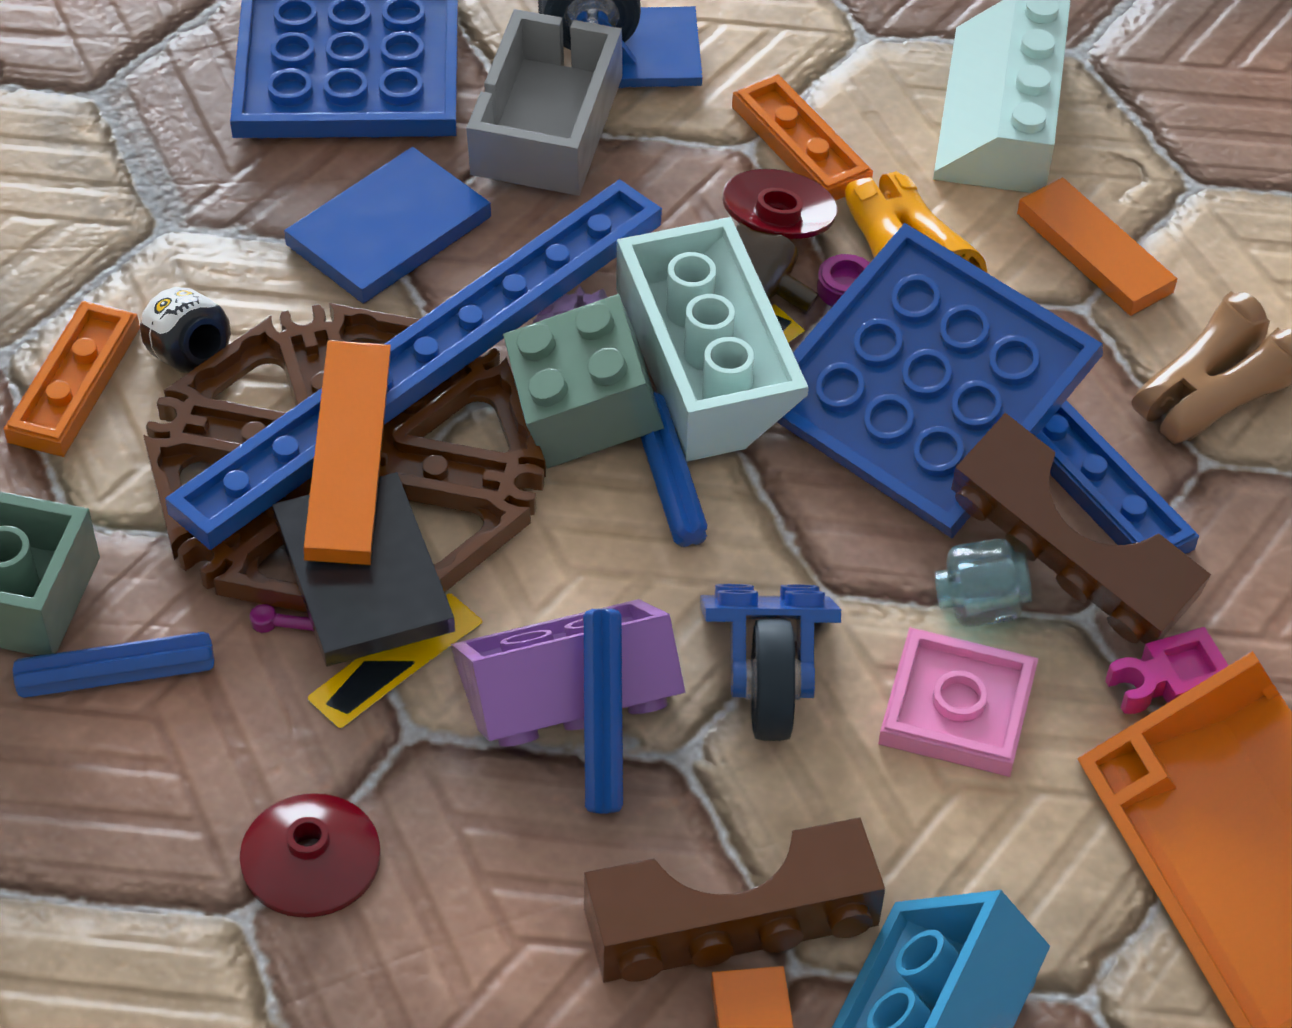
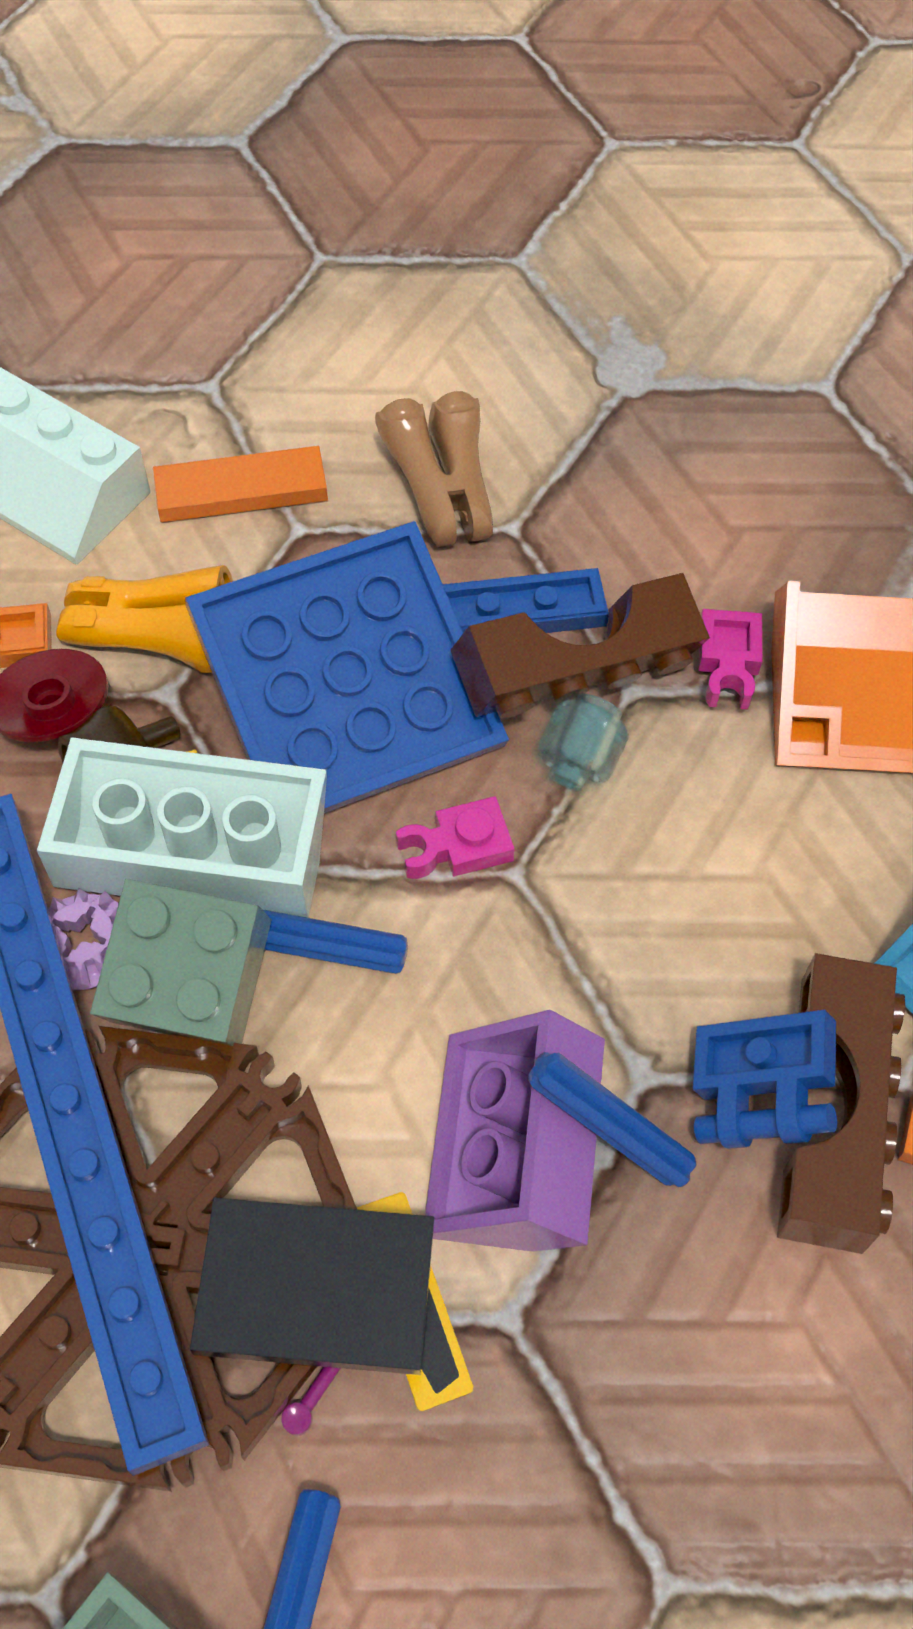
camera: 65 degrees left, 10 degrees up
(314, 877) = (594, 1518): dark red dish -> none
(347, 453) = (177, 1237): orange tile -> none
(715, 816) = (765, 1057): none -> blue plate
(772, 674) = (574, 926): plate -> none
(833, 542) = (466, 836): none -> dark pink plate
(837, 275) = (164, 688): magenta tile -> none
(958, 701) = (682, 824): bright pink tile -> none

